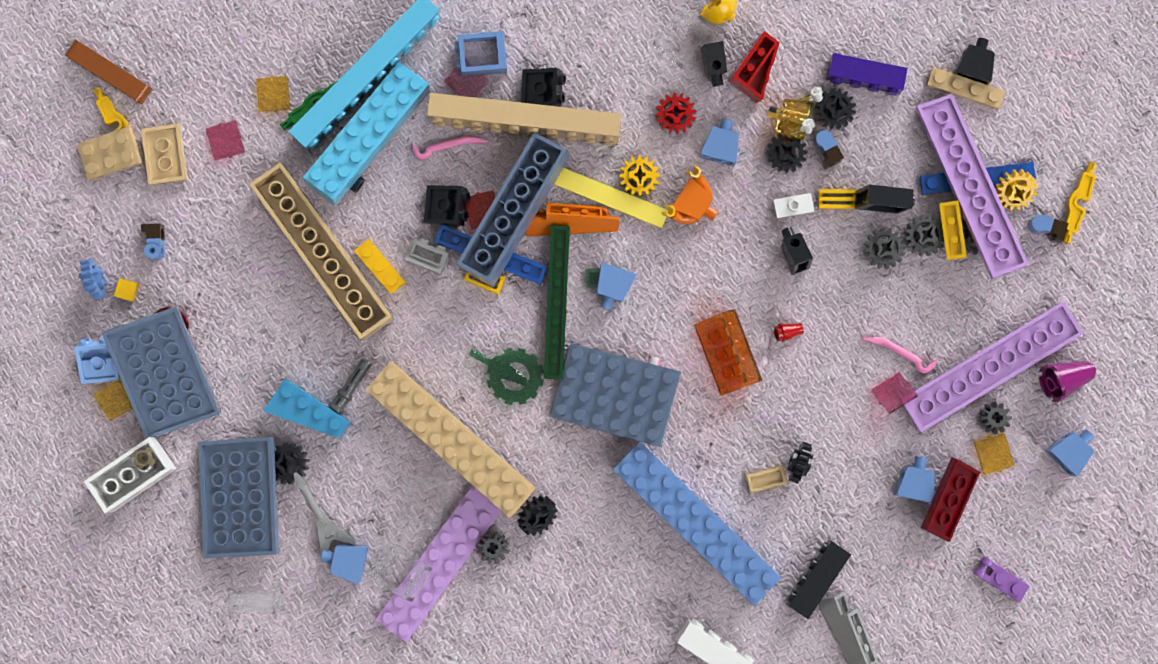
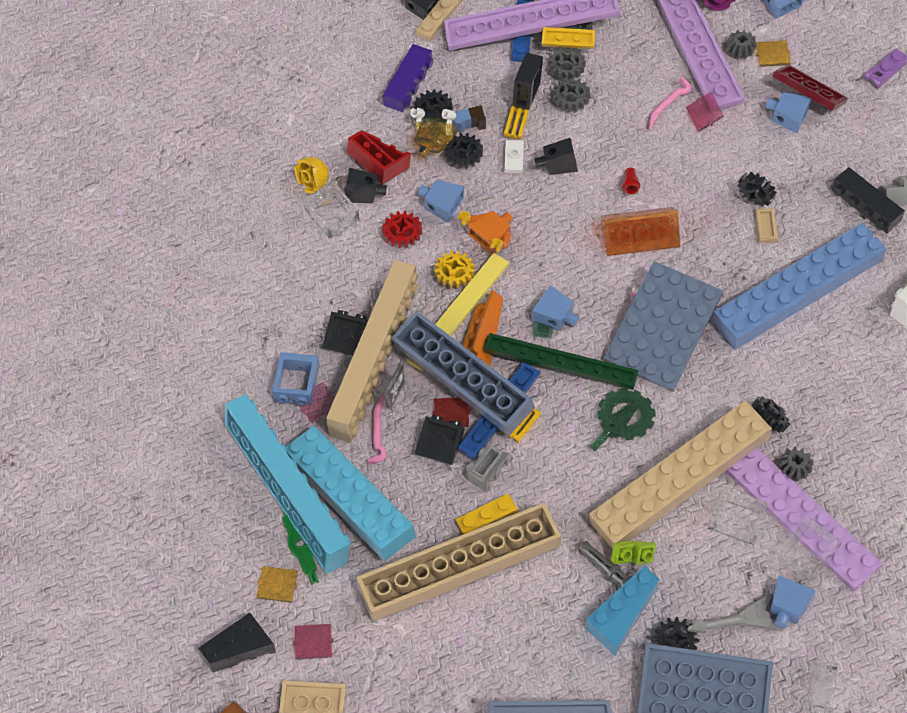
camera: 75 degrees left, 25 degrees down
(203, 74) = (236, 644): none -> black wedge
(367, 414) = (633, 551): none -> lime slope
(482, 149) = (396, 384): none -> clear flag

